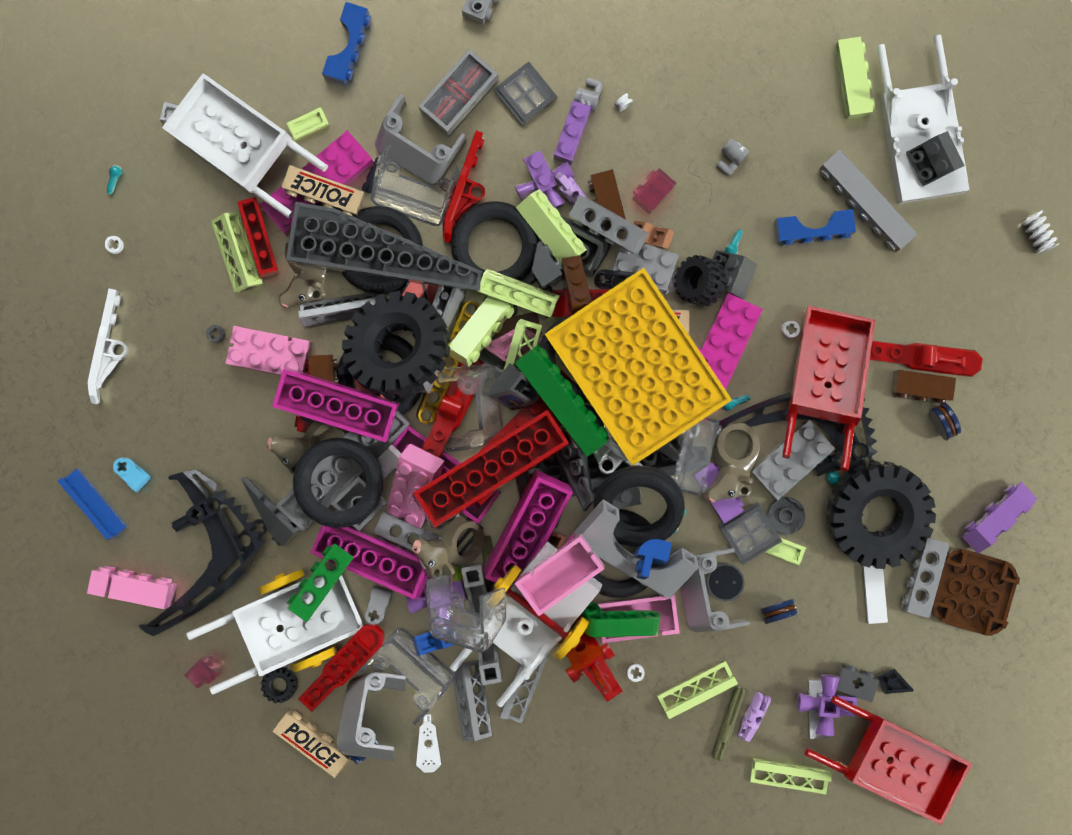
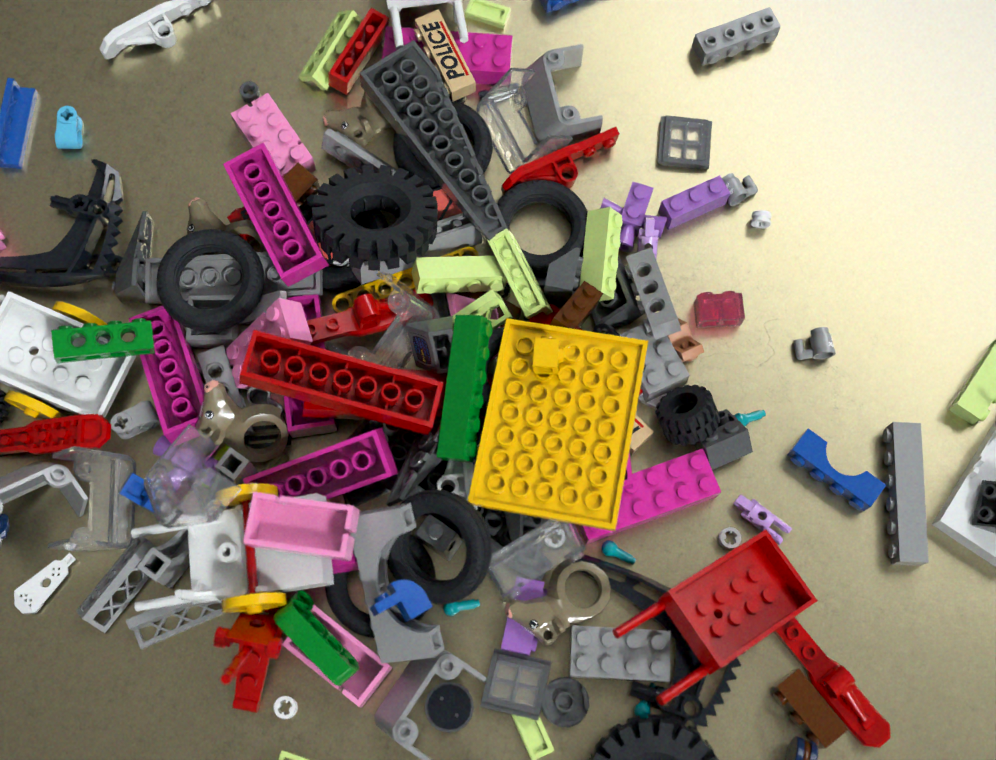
camera: 45 degrees right, 15 degrees down
(458, 92) = (631, 89): clear brick -> none
(594, 335) = (547, 355): none -> yellow brick
(606, 193) = (677, 271): reddish brown brick -> none
(789, 302) = (752, 509): none -> lavender hinge

